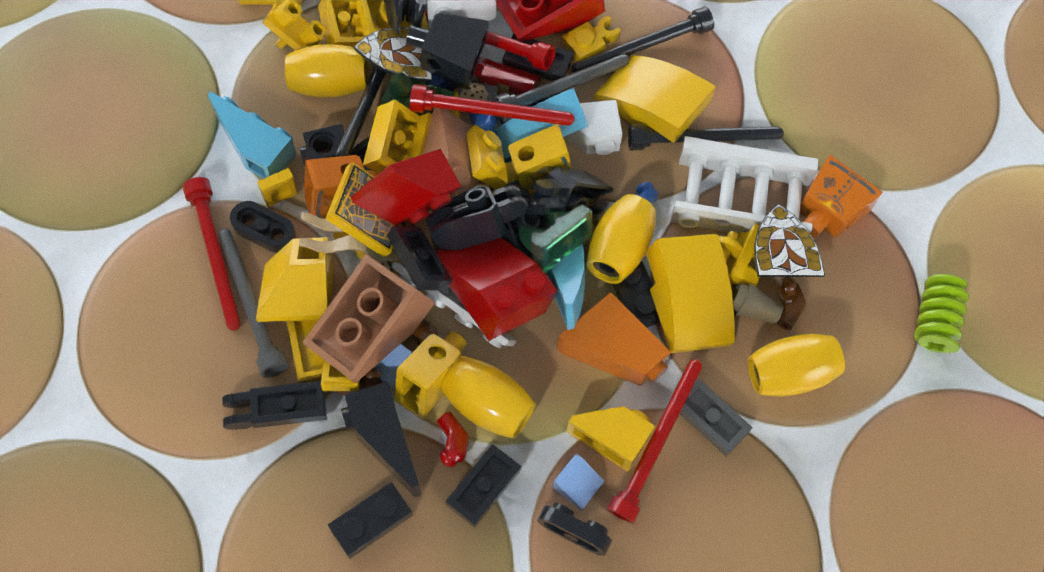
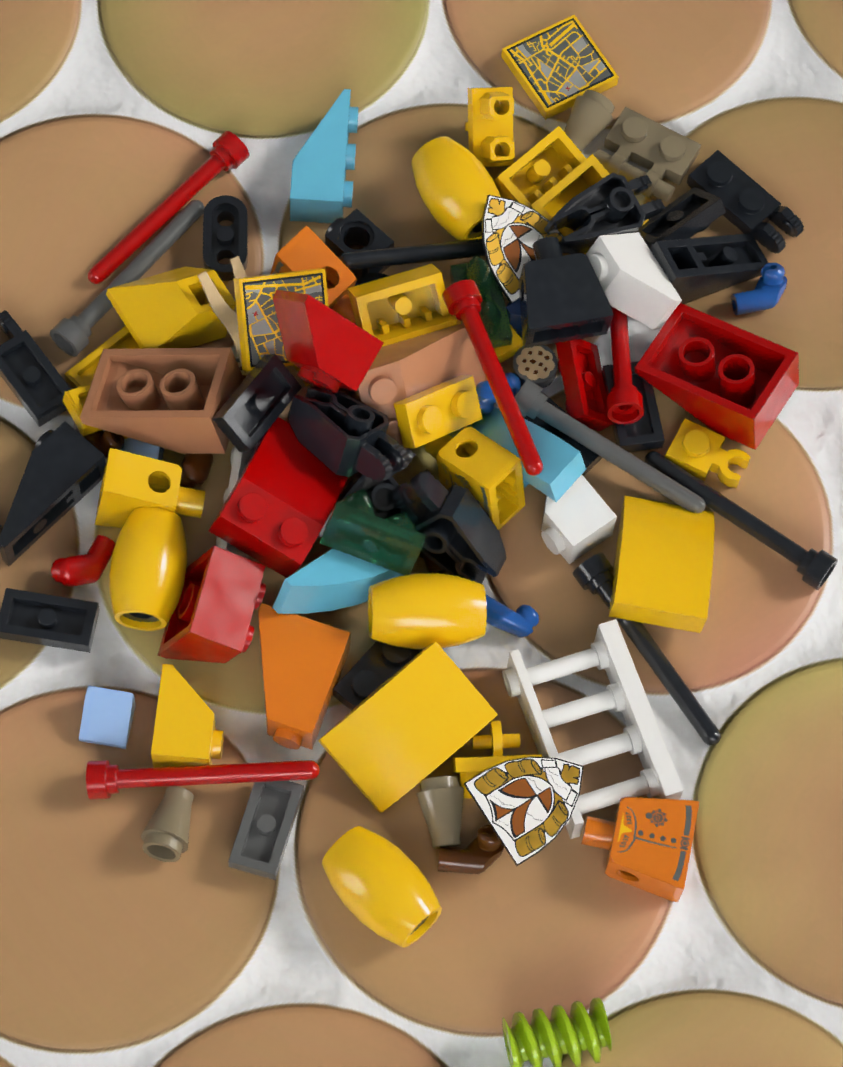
camera: 60 degrees right, 0 degrees up
(277, 187) = (278, 223): yellow tile -> none
(546, 368) = (214, 609): none -> slope
(587, 535) = (47, 756): black plate -> none
(681, 479) = (169, 827): none -> dark tan cone

